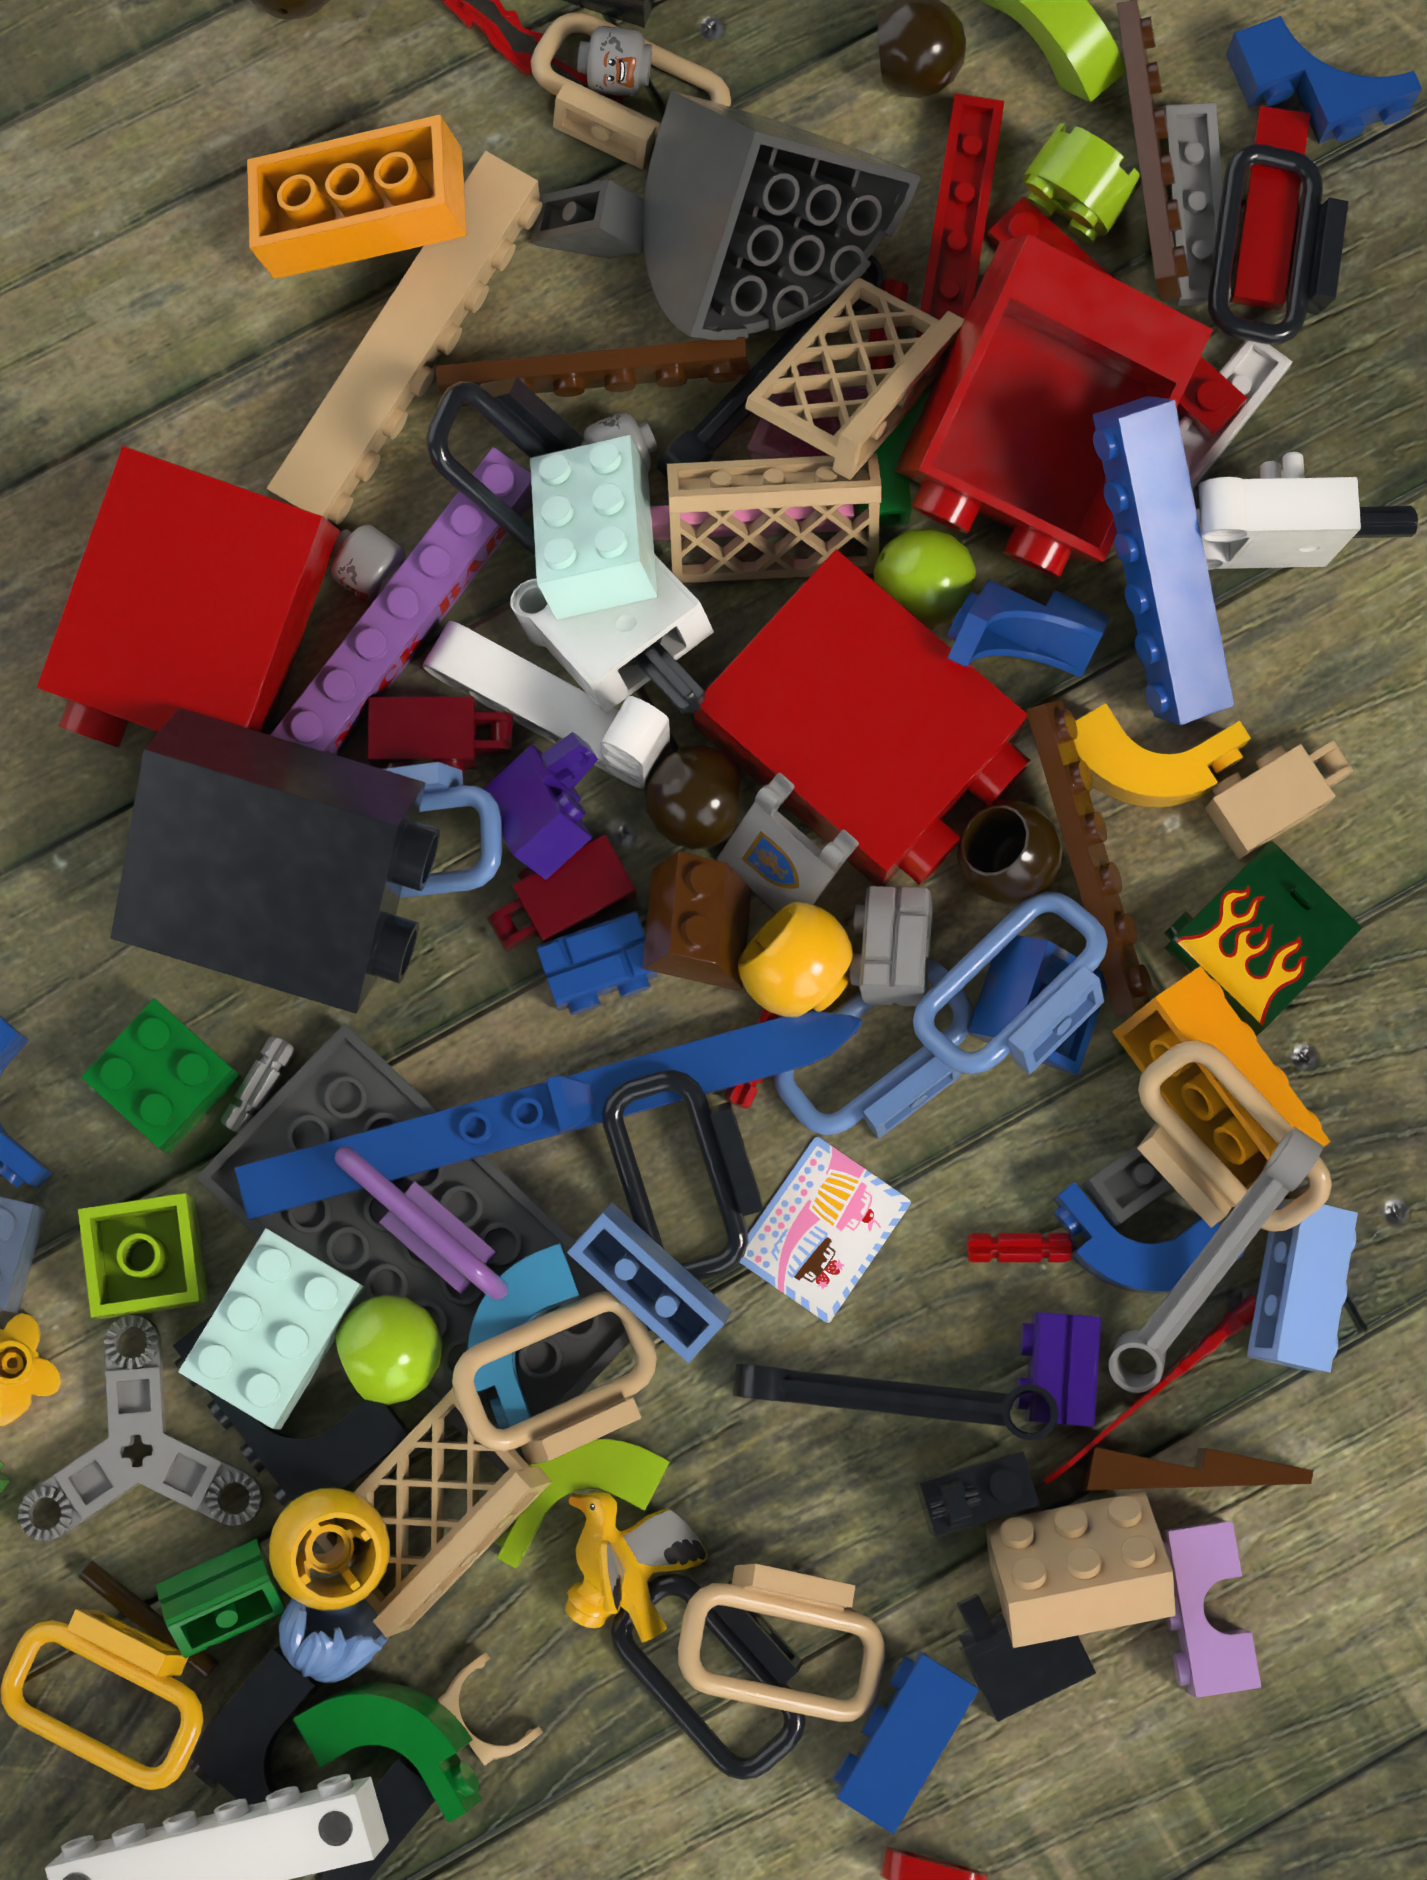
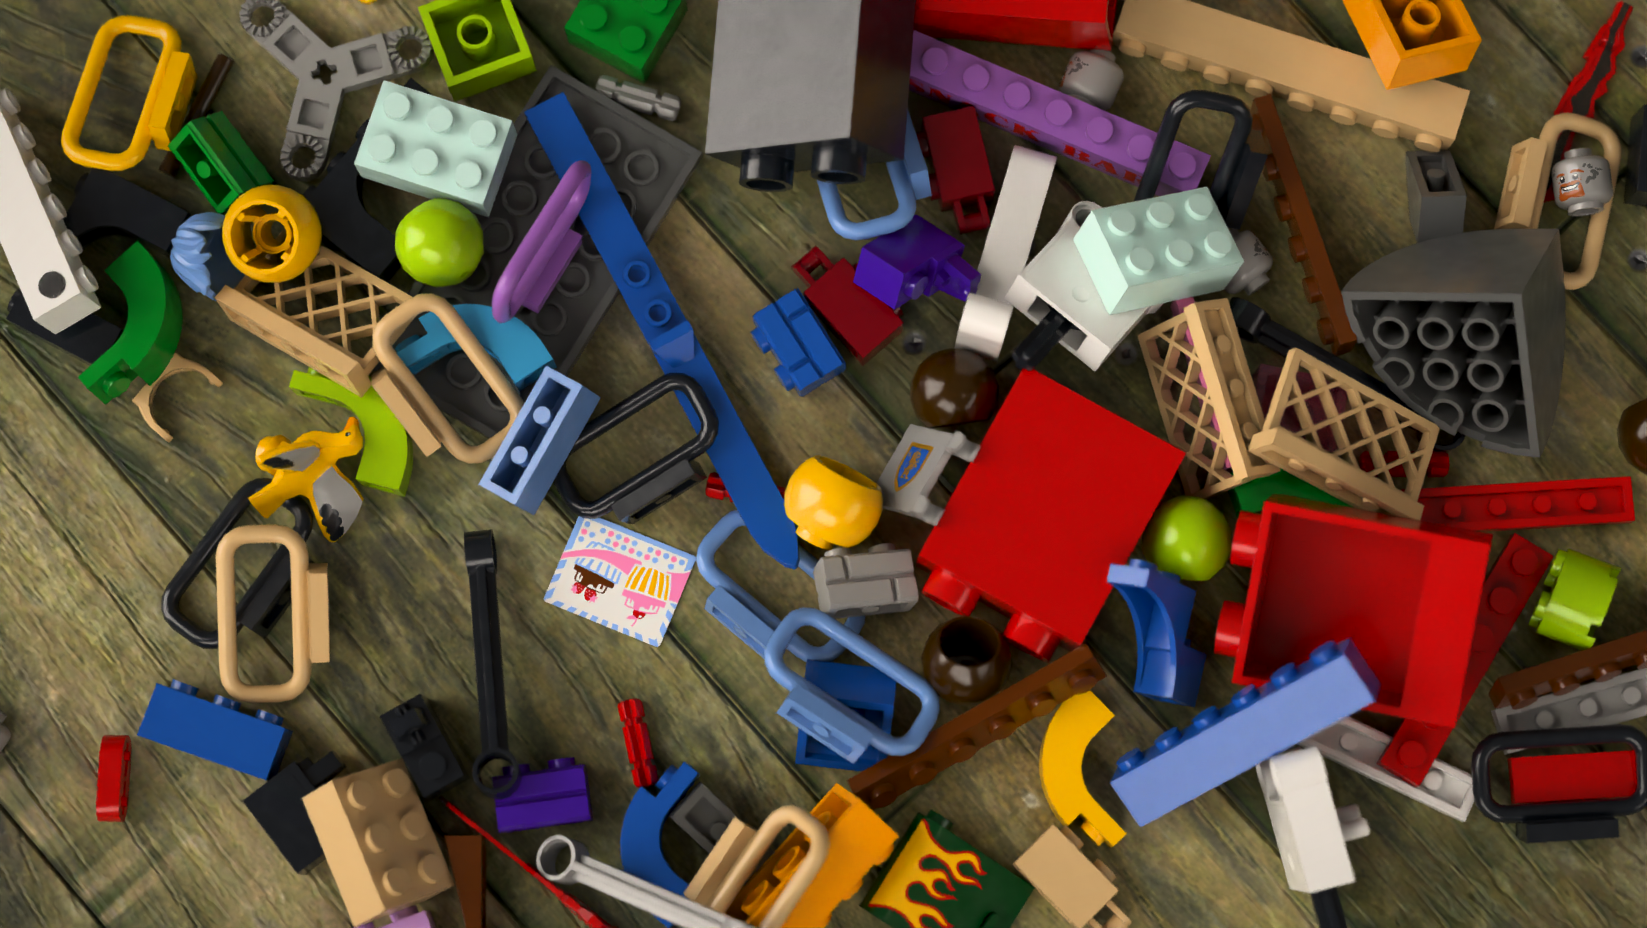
camera: 80 degrees right, 0 degrees up
(697, 920) = (848, 415): reddish brown slope -> none

